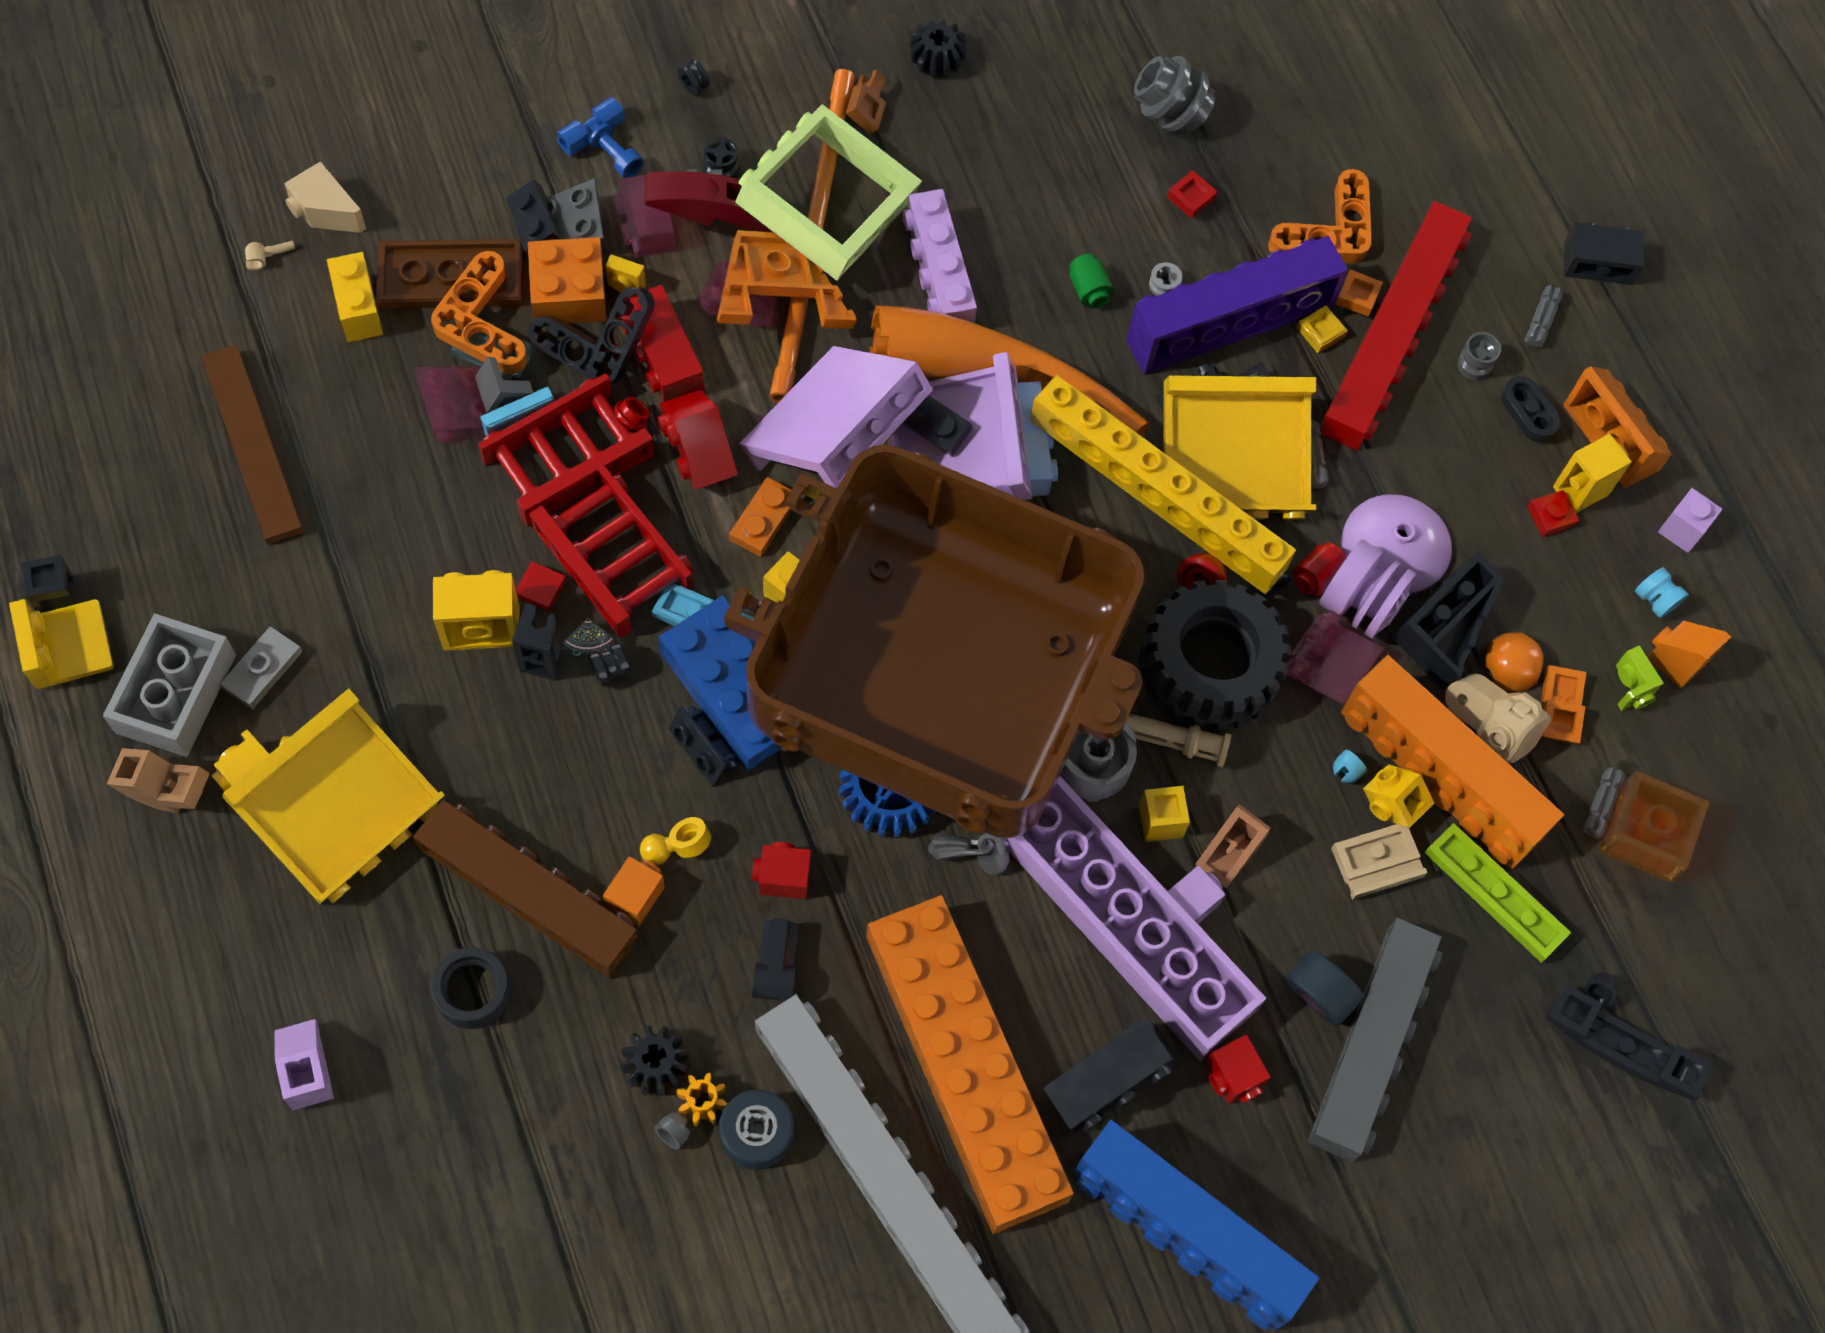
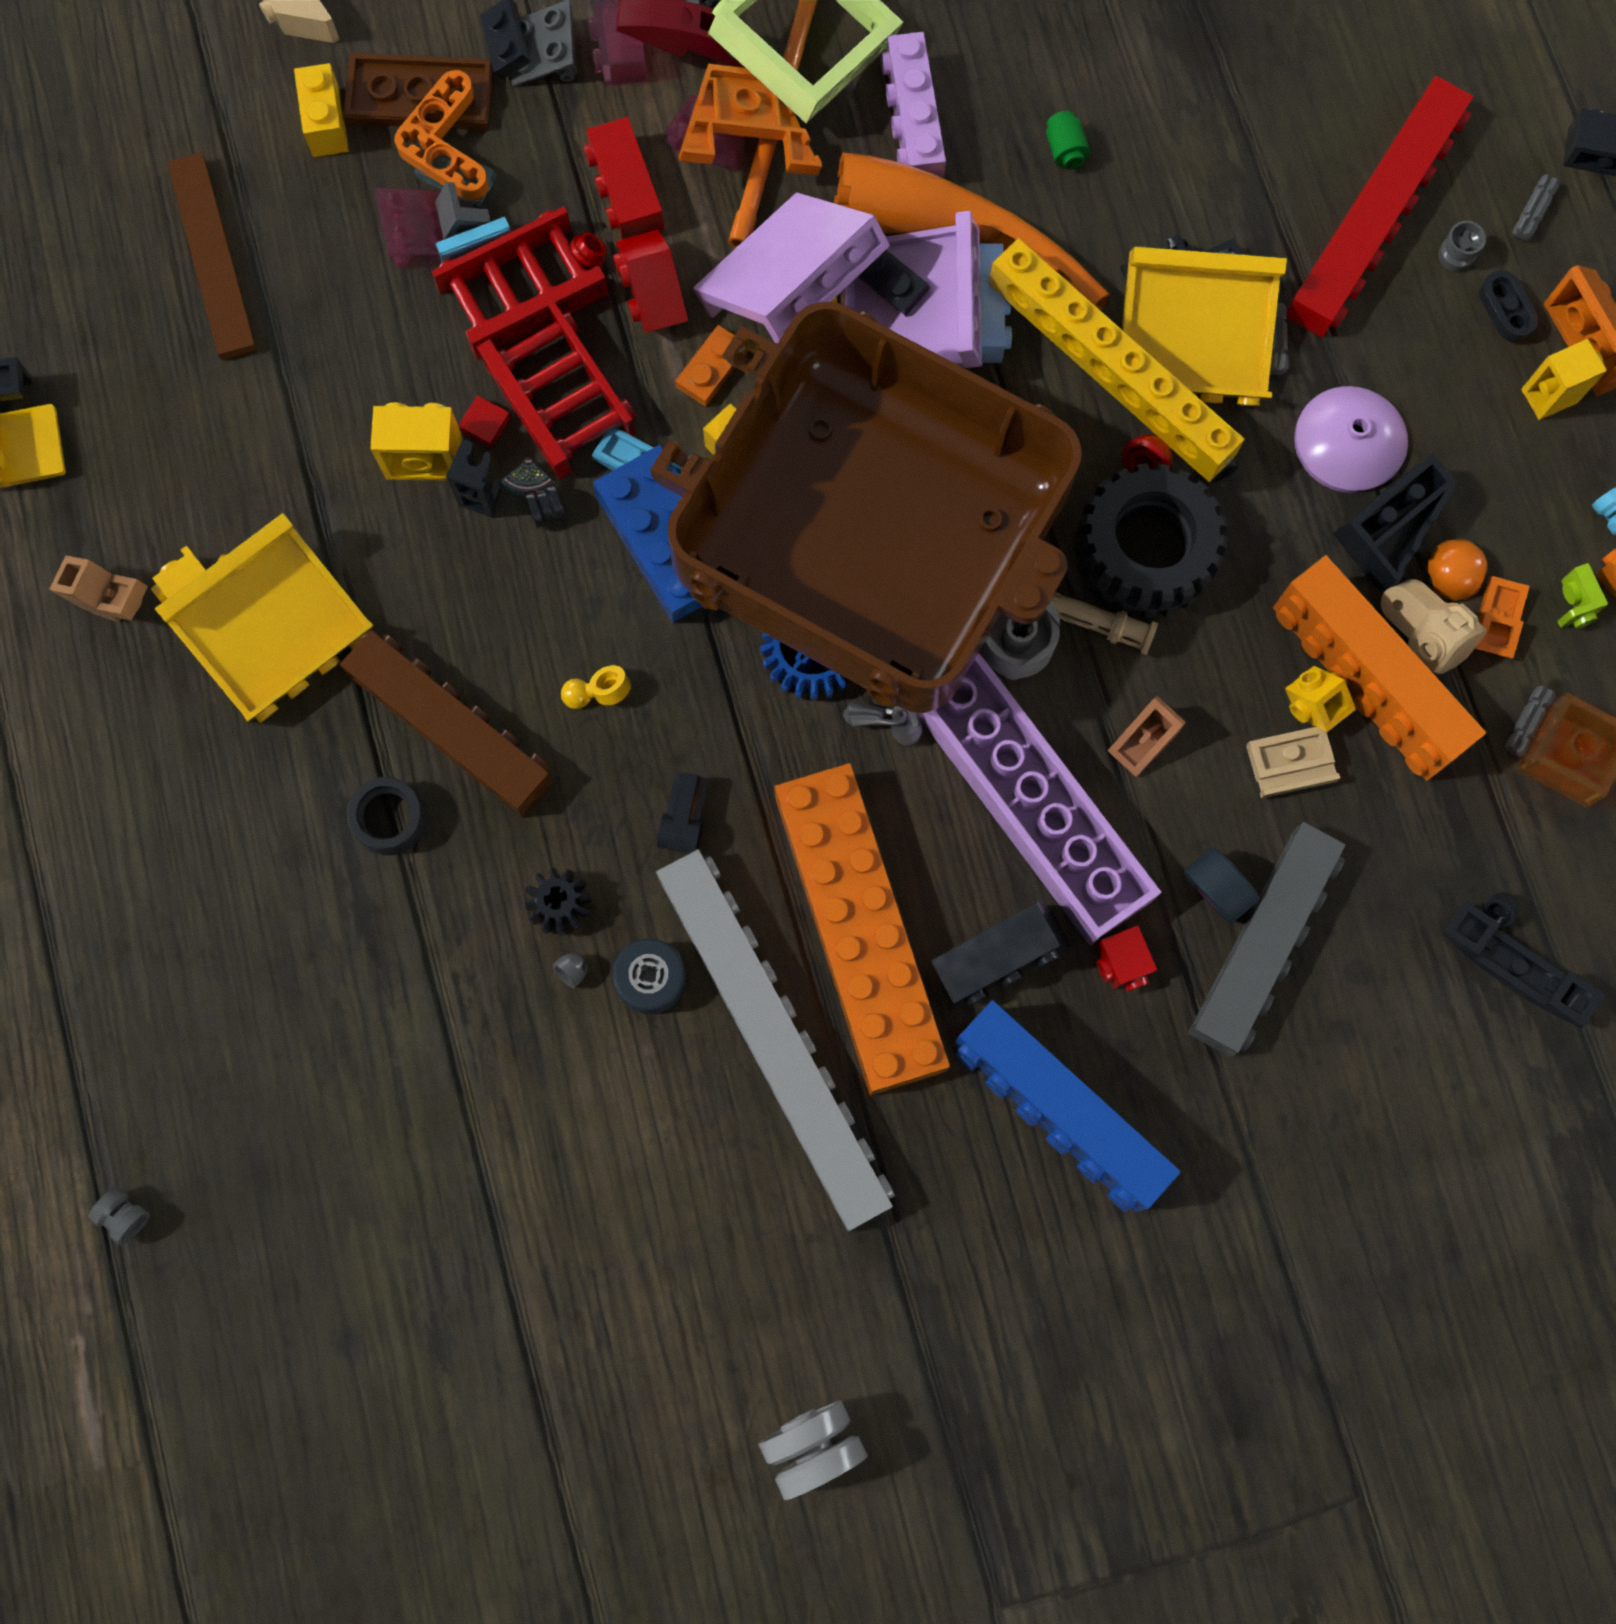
camera: 10 degrees right, 10 degrees up
(170, 685) = (116, 495): light grey brick -> none
(256, 253) = (228, 58): tan hand -> none
(261, 667) = (207, 484): light grey plate -> none
(302, 1065) = (219, 877): lavender slope -> none
(567, 280) = (534, 107): orange brick -> none
(595, 351) = (558, 182): black beam -> none
(624, 273) = (593, 104): yellow plate -> none
(634, 889) = (551, 732): orange brick -> none
(692, 732) = (621, 579): black hinge -> none
(695, 1090) = (595, 932): light orange gear -> none
(782, 871) = (697, 725): red brick -> none
(1164, 269) = (1154, 139): light grey bush -> none
(1164, 813) = (1081, 698): yellow panel -> none
(1192, 194) = (1182, 53): red plate -> none
(1198, 893) = (1105, 781): lavender brick -> none
(1235, 304) = (1214, 174): dark purple brick -> none
(1318, 569) = (1268, 459): red brick -> none
(1322, 329) = (1301, 206): yellow tile -> none
(1332, 658) = (1270, 552): clear pink hinge -> none
(1344, 228) = (1329, 108): orange beam -> none
(1350, 766) = (1275, 664): medium azure hinge -> none
(1359, 293) = (1344, 170): orange plate -> none
(1367, 589) = (1314, 484): lavender wheel -> none
(1497, 892) = (1409, 803): lime plate -> none
(1553, 513) = (1517, 418): red plate -> none

